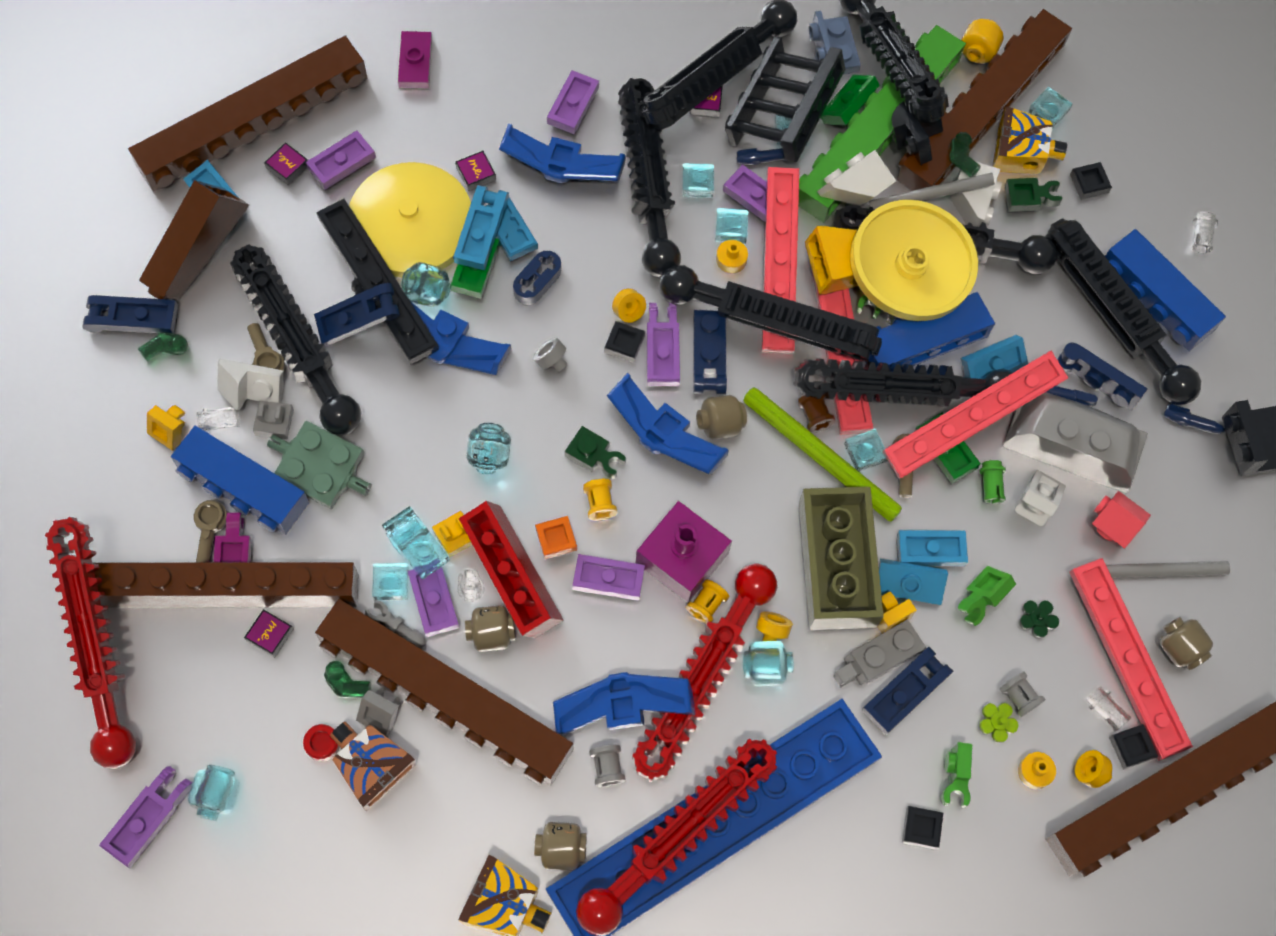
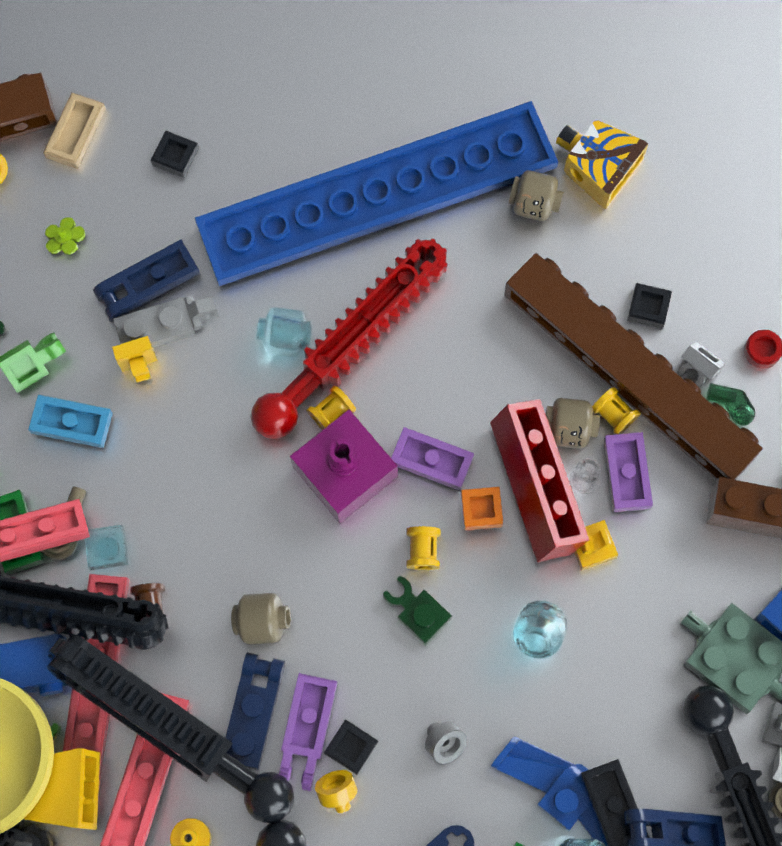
camera: 160 degrees left, 5 degrees up
(369, 762) = (716, 311): torso -> none
(390, 581) = (672, 500): clear light blue plate -> none
(396, 625) = (671, 452): light grey piece -> none
(415, 543) = (640, 532): clear light blue plate -> none
(434, 764) = (649, 305): none -> black tile
(446, 640) = (615, 411): none -> yellow bush
(601, 909) = (508, 122): red gear -> none
(607, 765) = (473, 265): light grey bush -> none
(622, 701) = (445, 315): blue plate -> none
(664, 429) = (333, 618): blue plate -> none
(774, 626) = (266, 370): yellow tile -> none
(819, 451) = (158, 558): lime axle -> none
(840, 558) = (175, 422): olive brick -> none
(912, 581) = (106, 389): dark azure plate -> none
(958, 764) = (120, 194): bright green plate -> none
(1020, 683) = (38, 257): light grey bush -> none
(1027, 832) = (74, 130): none -> tan tile
(1037, 770) = (43, 183): yellow tile -> none

